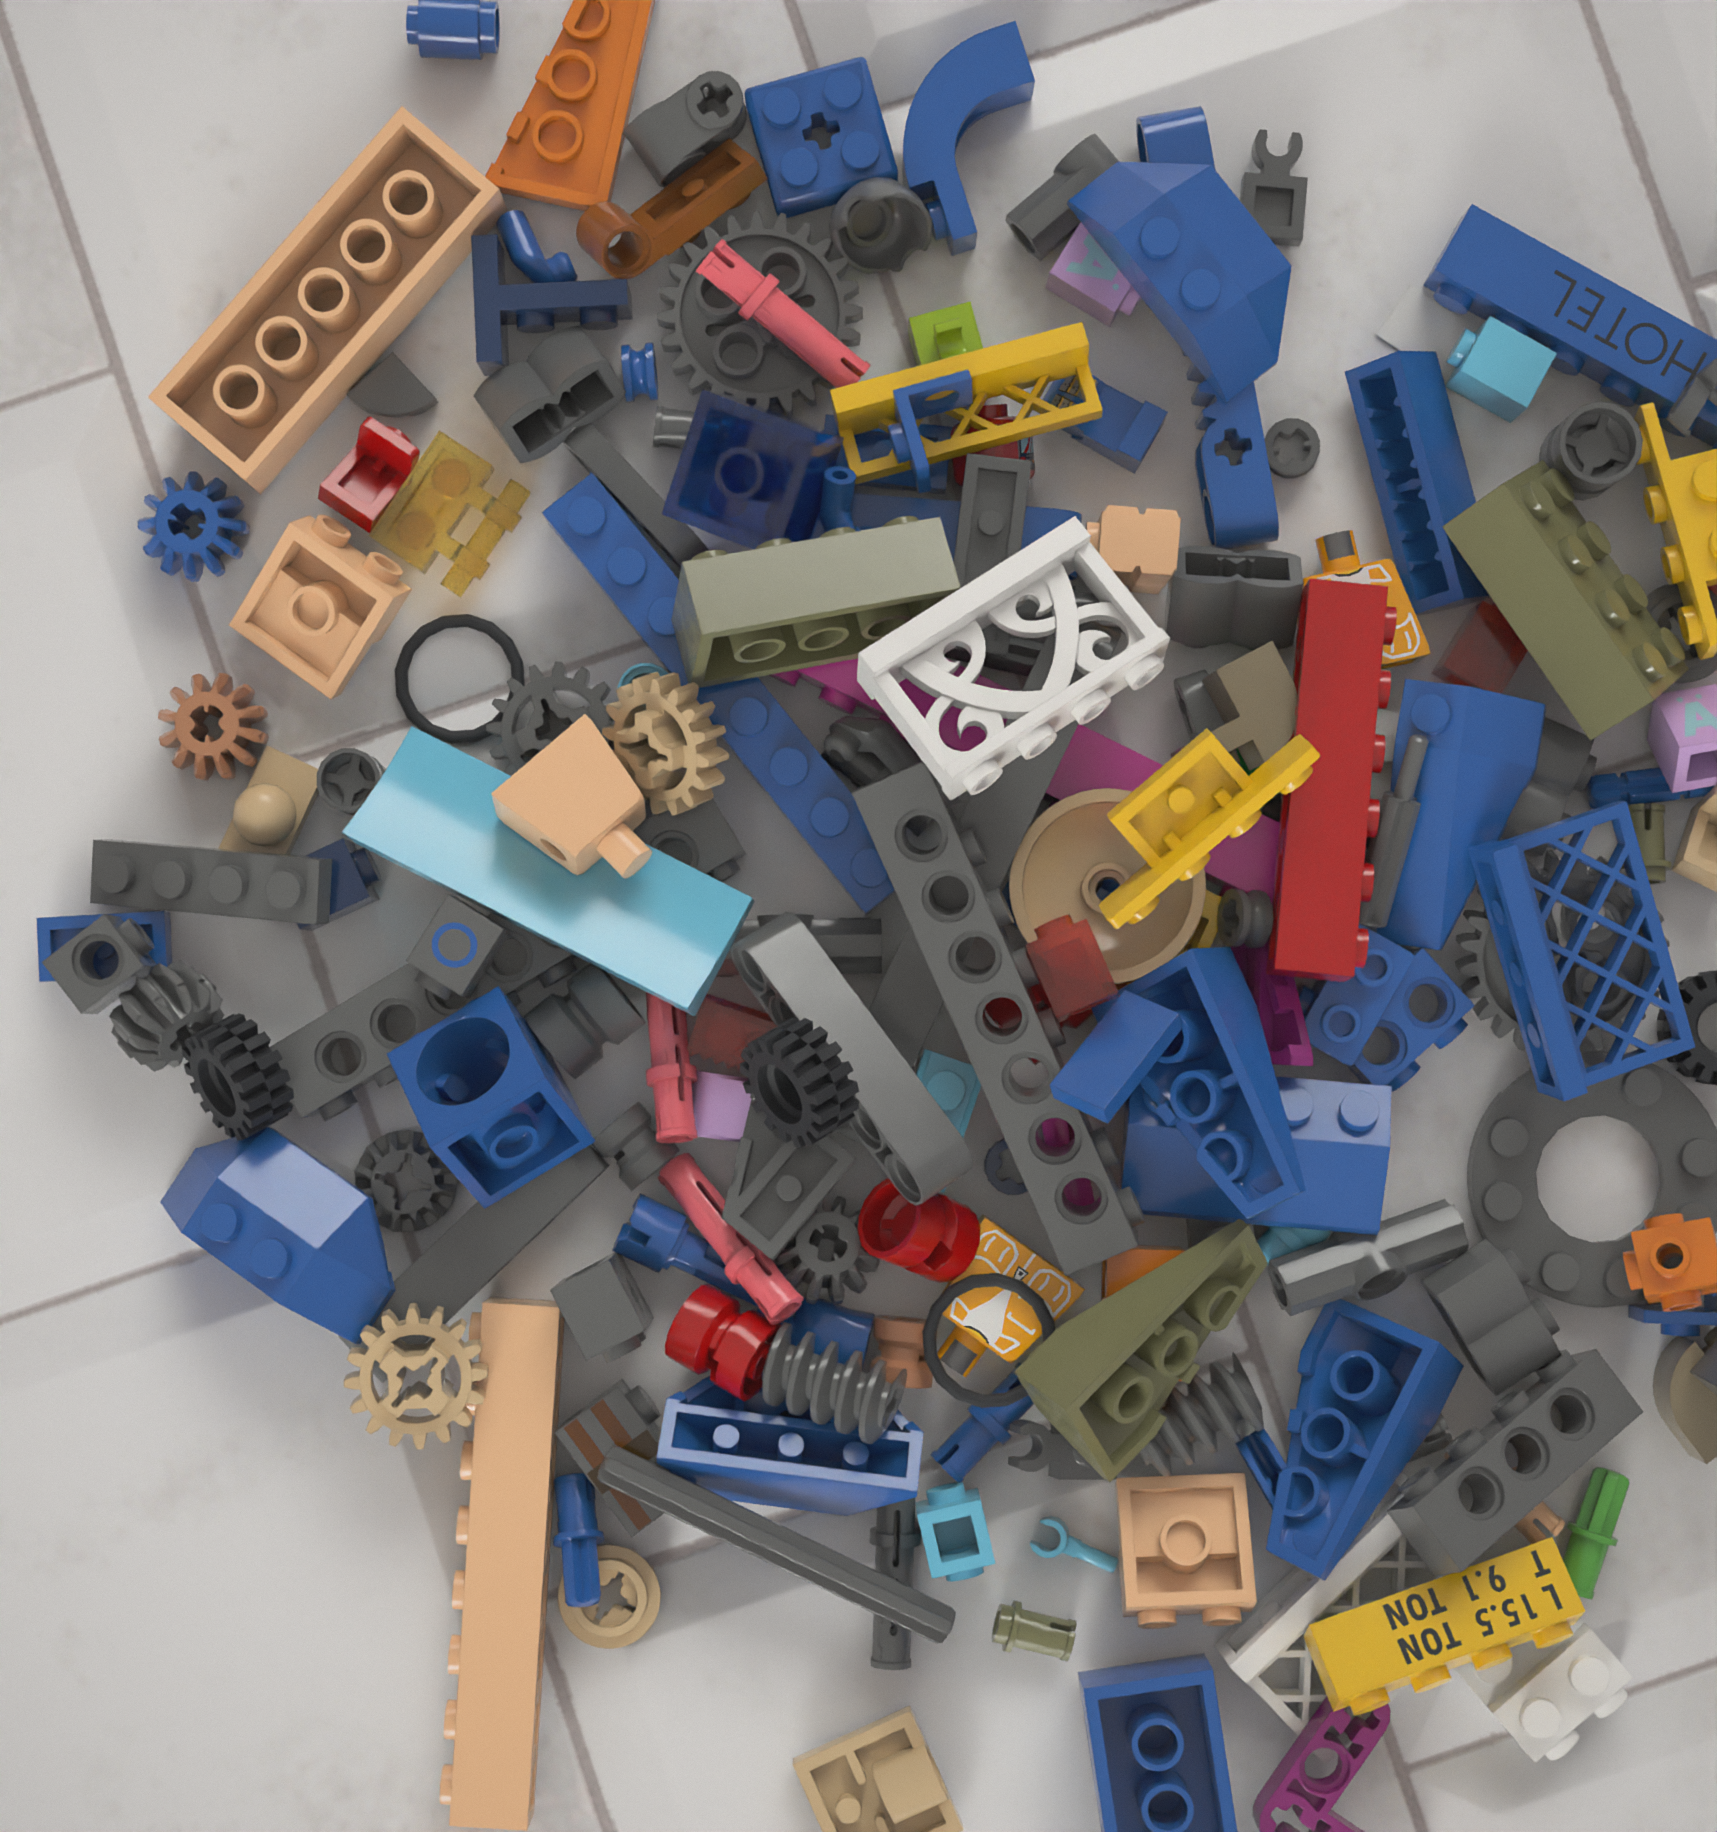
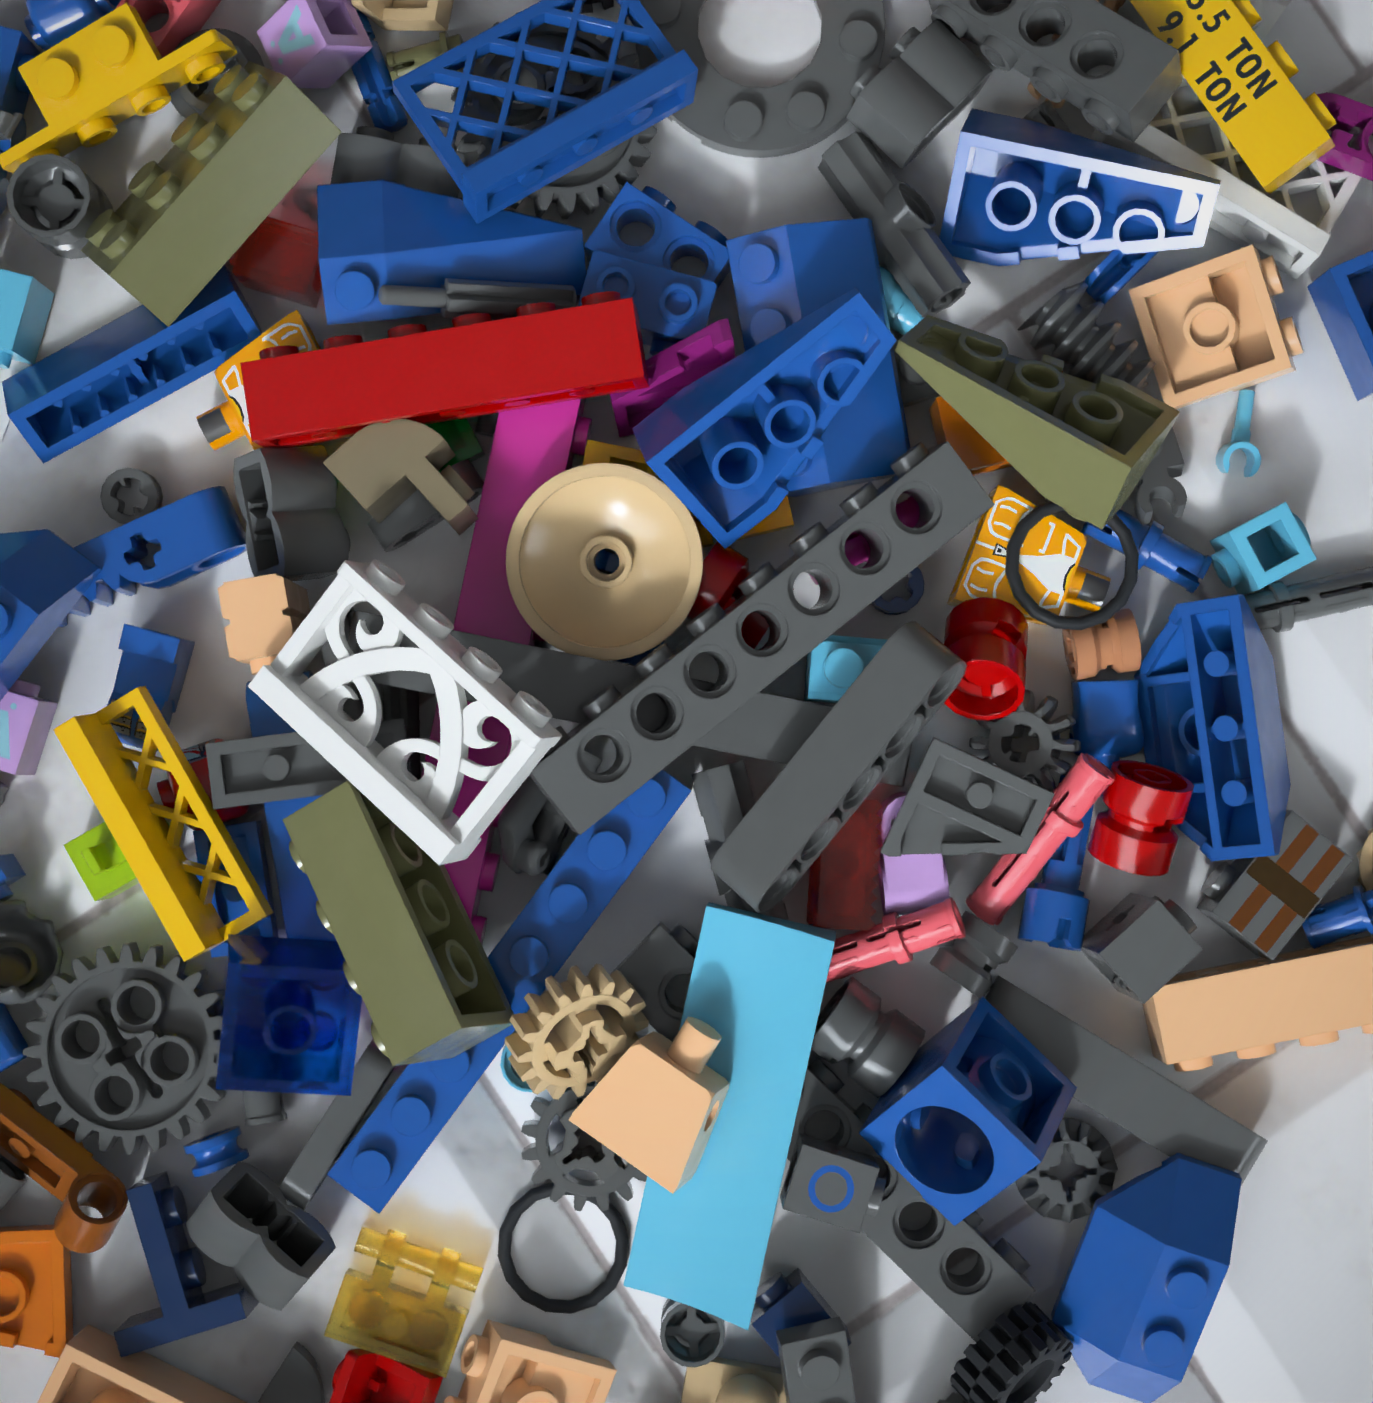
camera: 105 degrees left, 0 degrees up
(393, 1357) = (1243, 1132): tan gear -> none
(527, 254) = (126, 1294): blue arm -> none
(776, 1544) = (1323, 719): dark grey axle -> none
(781, 316) = (123, 1029): coral pin -> none
(799, 1082) = (877, 811): black tyre -> none
(829, 1386) = (1158, 705): dark grey piece -> none
(838, 499) = (290, 924): blue arm -> none
(911, 405) = (180, 875): blue bracket -> none
(1033, 1631) = (1332, 452): olive pin -> none
(1071, 967) = (693, 575): clear red brick -> none
(1116, 1056) = (771, 508): blue tile -> none
(1190, 810) = (510, 496): yellow bracket -> none
(1245, 918) = (600, 421): dark grey bush -> none

